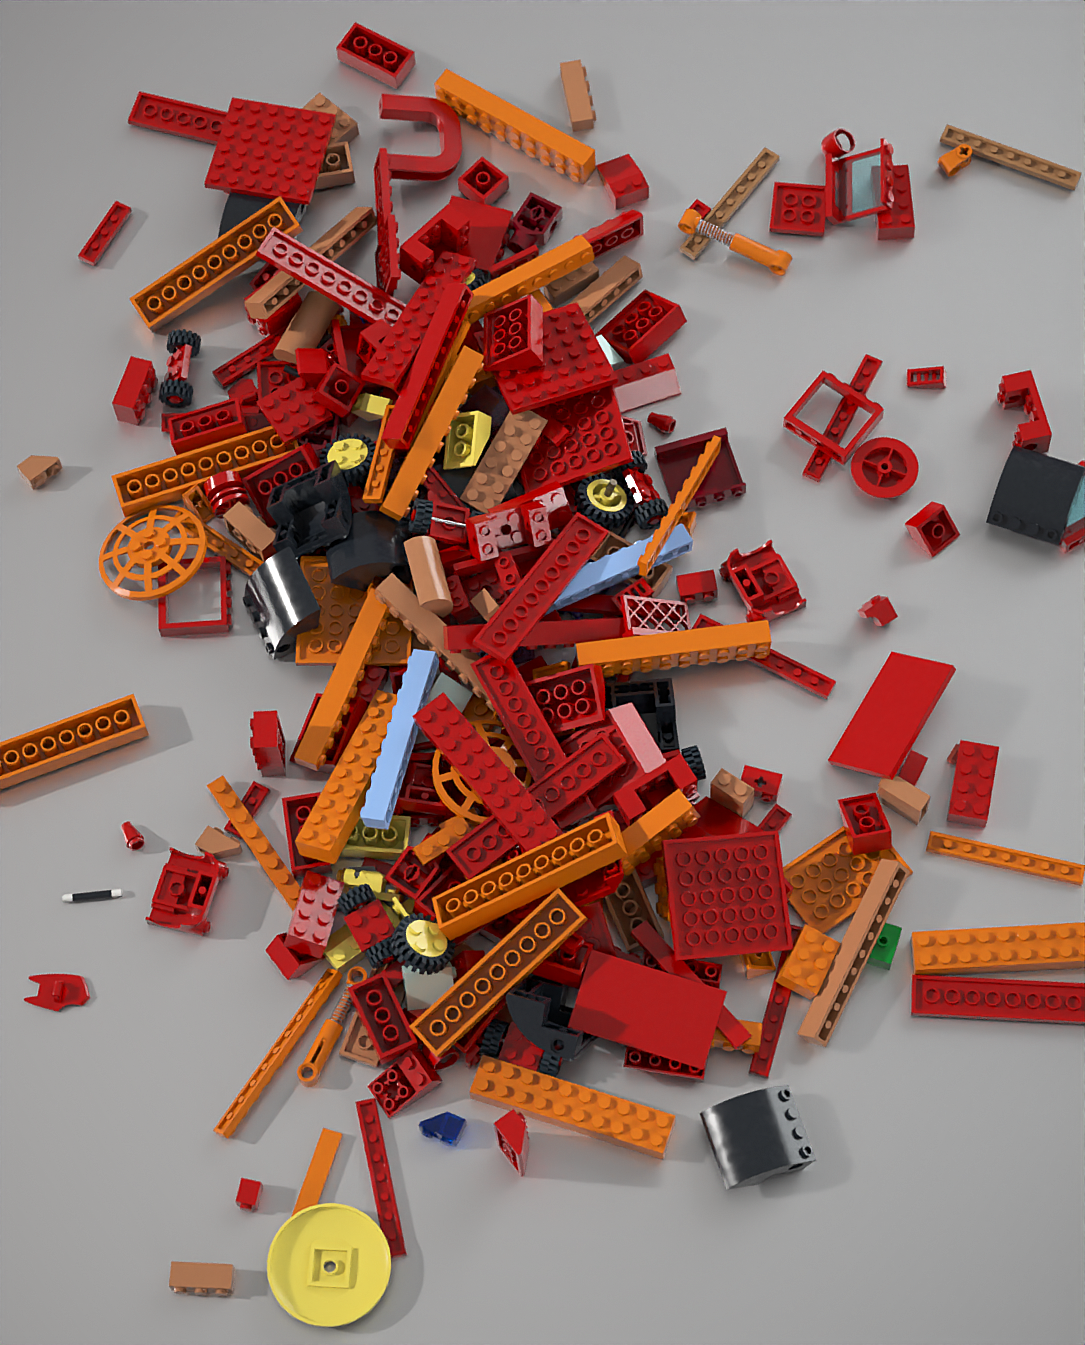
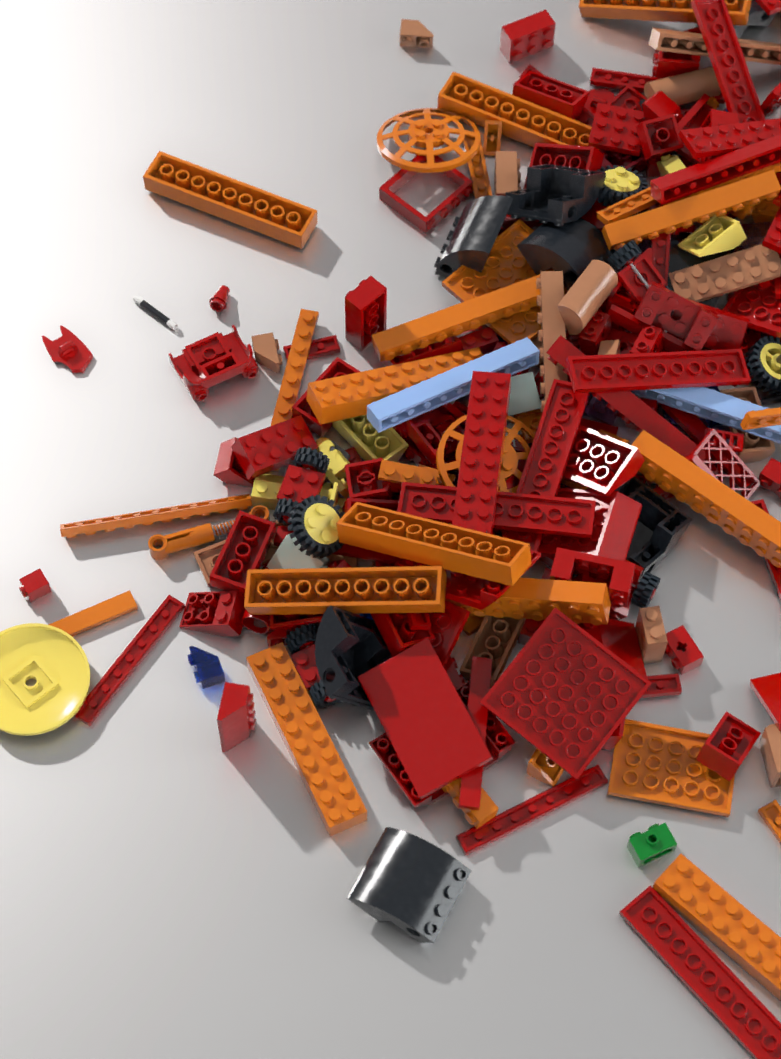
camera: 40 degrees right, 5 degrees down
(173, 389) = (589, 35): black plate -> none
(225, 491) = (518, 138): red wheel -> none
(808, 962) = (580, 801): orange brick -> none
(853, 952) = (621, 825): nougat brick -> none

